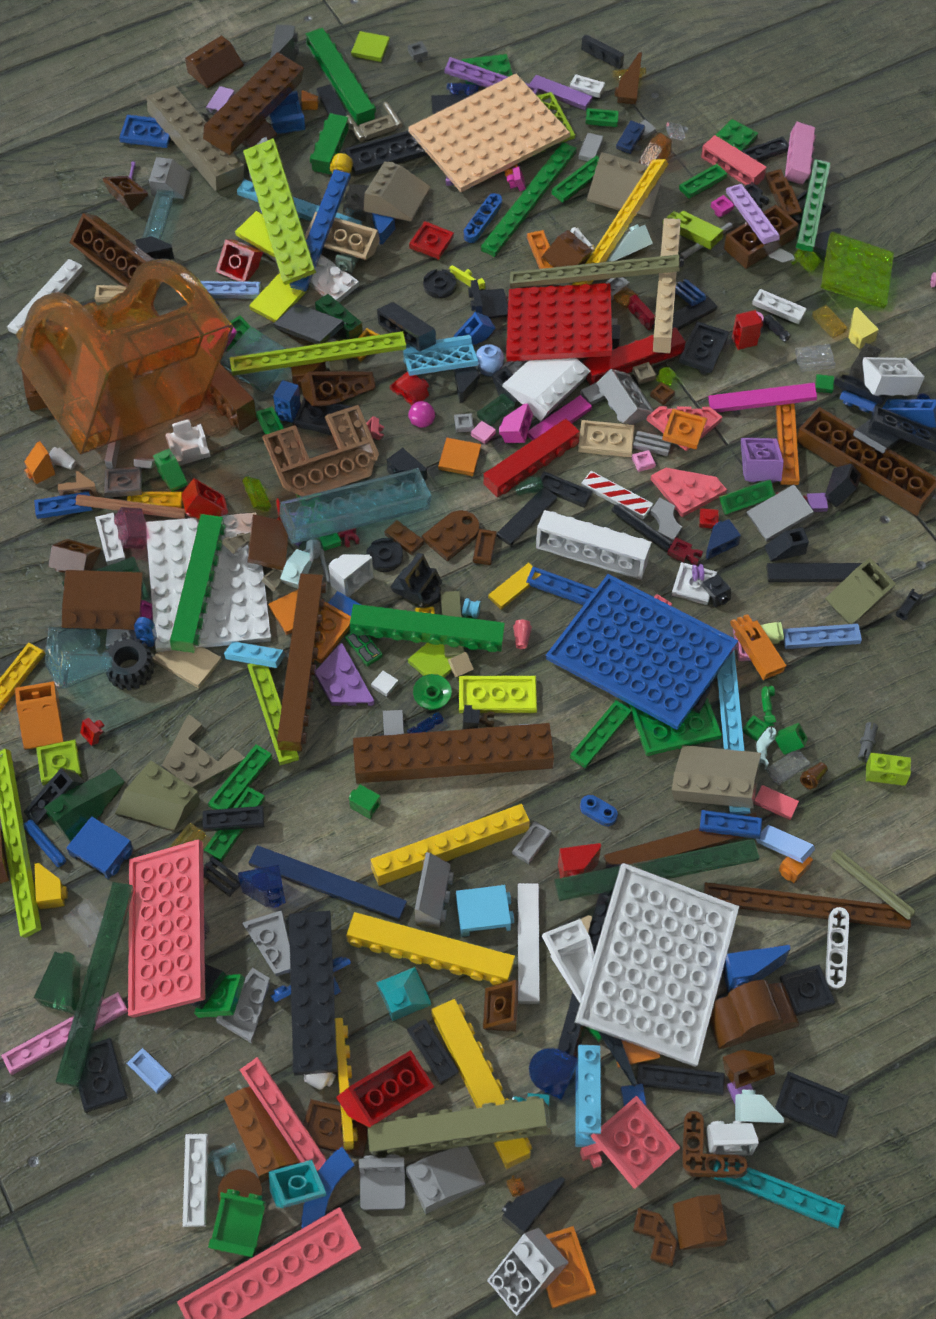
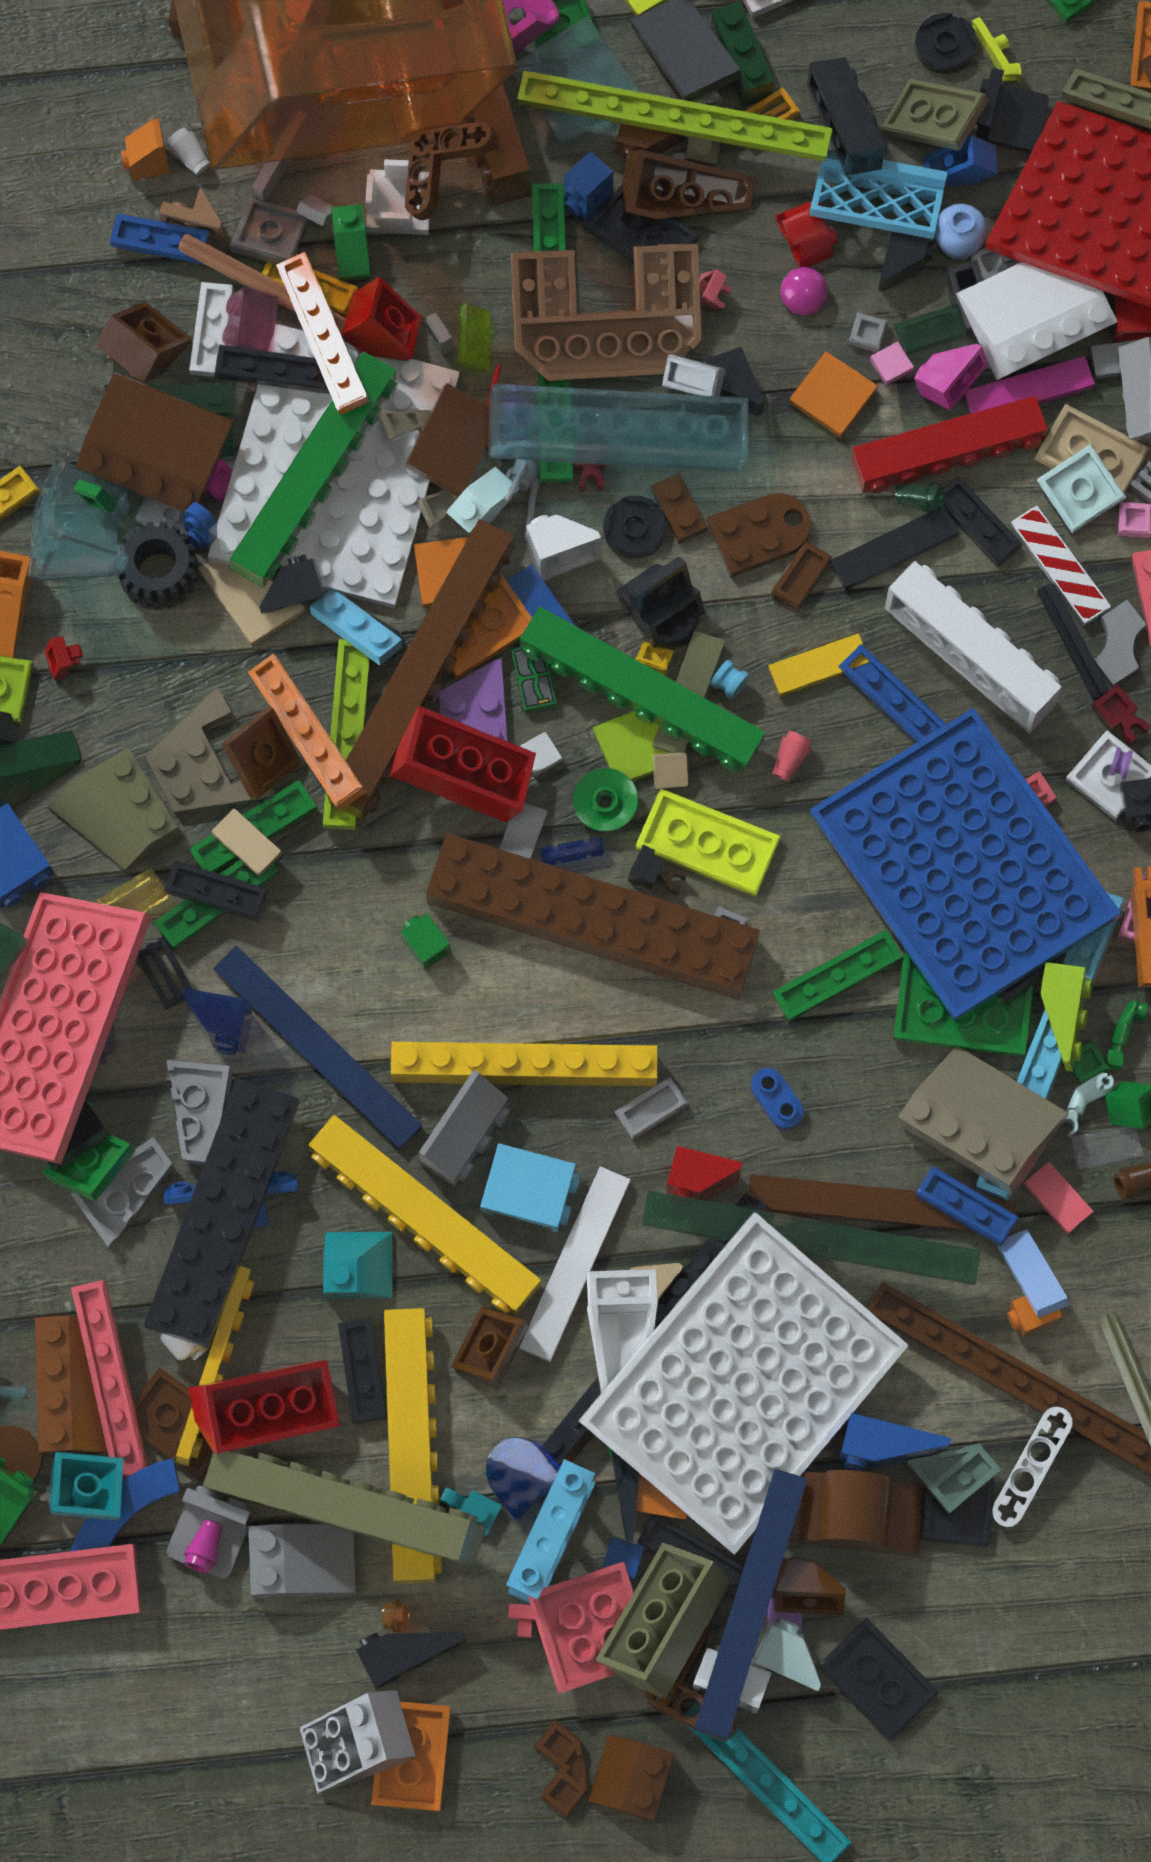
camera: 25 degrees right, 15 degrees up
(79, 638) = (95, 496): none -> green tile
(157, 541) = (269, 369): none -> black tile
(174, 514) = (322, 333): none -> tile
(192, 411) = (432, 158): none -> reddish brown beam
(212, 643) = (294, 585): none -> black slope
(229, 736) = (261, 753): none -> reddish brown tile
(237, 498) = (439, 333): none -> light grey tile
(240, 786) = (246, 842): none -> tan tile
(251, 715) = (307, 732): none -> orange tile
(347, 699) = (464, 765): none -> red slope
(383, 468) = (693, 376): none -> light grey tile
(383, 1193) = (204, 1547): none -> dark pink cone
(451, 311) = (934, 114): none -> olive tile
(610, 454) = (1081, 488): none -> light aqua tile
(676, 1118) = (664, 1619): none -> olive slope
(724, 1087) = (750, 1604): none -> dark blue tile
(729, 699) = (1063, 997): none -> lime slope
(797, 969) = (955, 1474): none -> sand green wing

